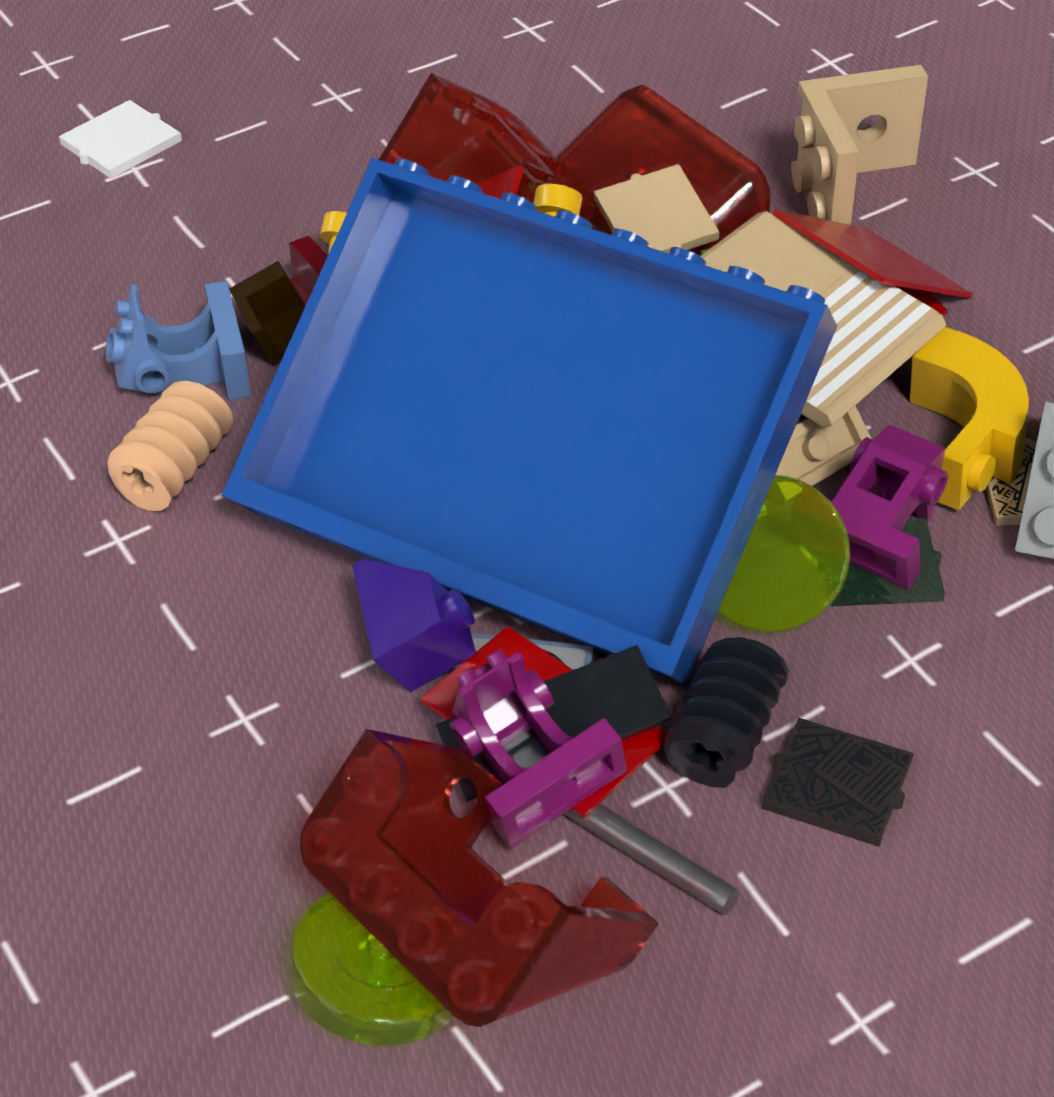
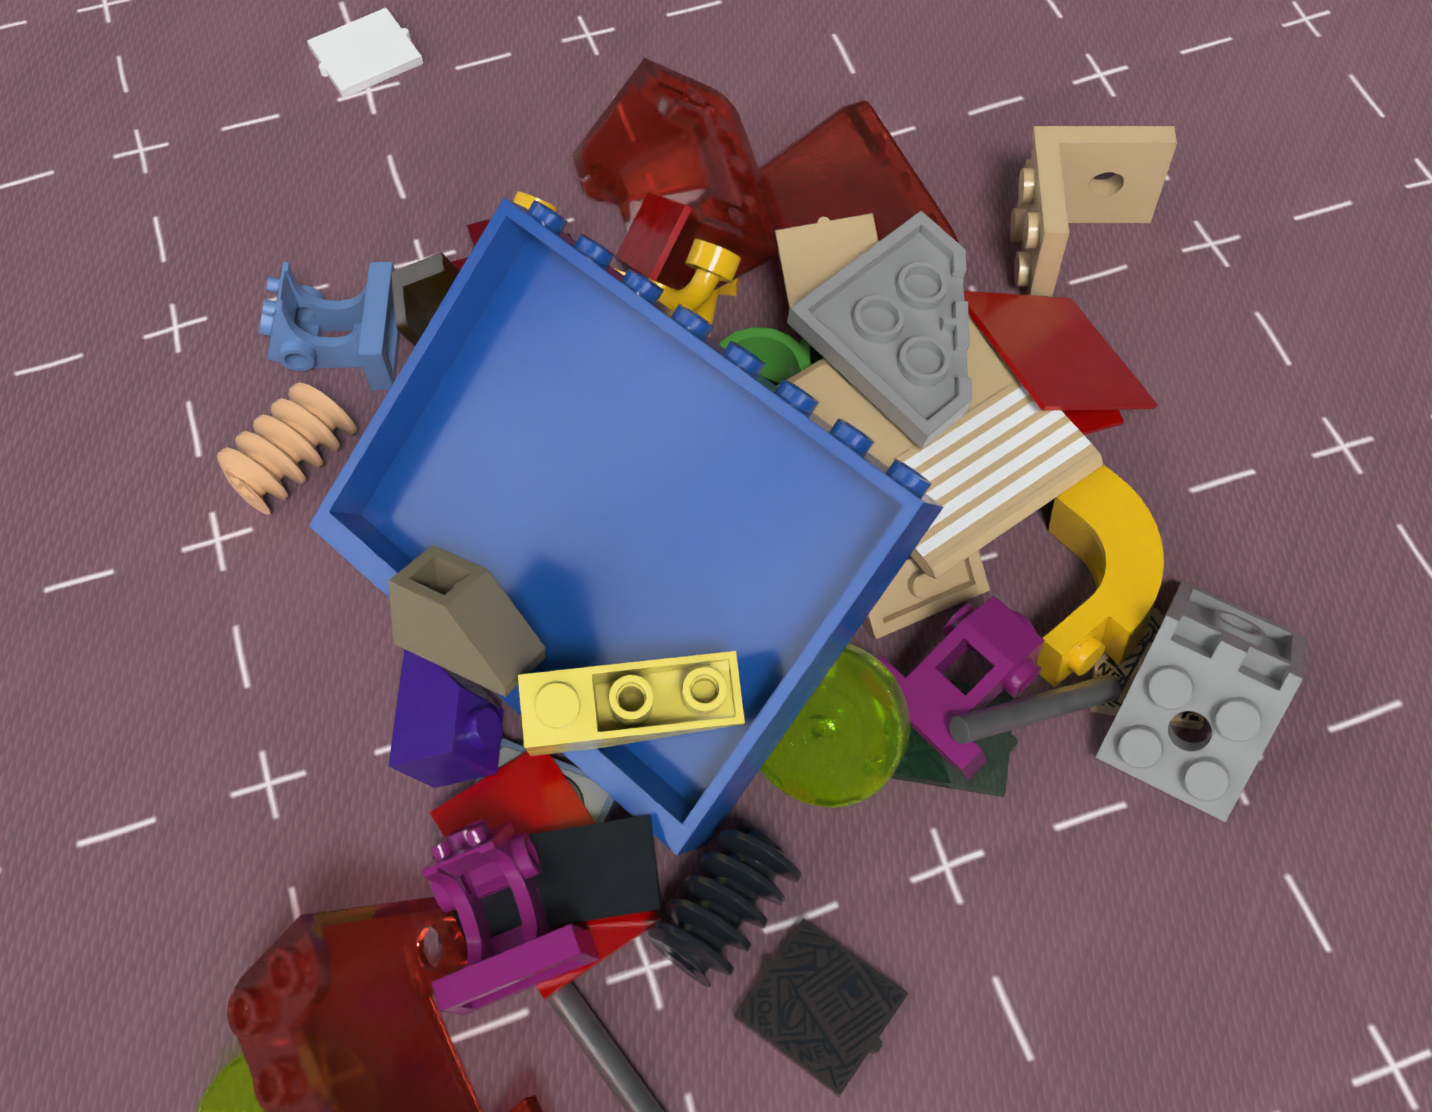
camera: 15 degrees right, 15 degrees up
(415, 514) = (462, 621): none -> dark tan slope
(591, 546) = (629, 702): none -> light yellow slope
(736, 219) = (898, 327): none -> light grey plate
(952, 509) = (1034, 709): none -> flat silver bar

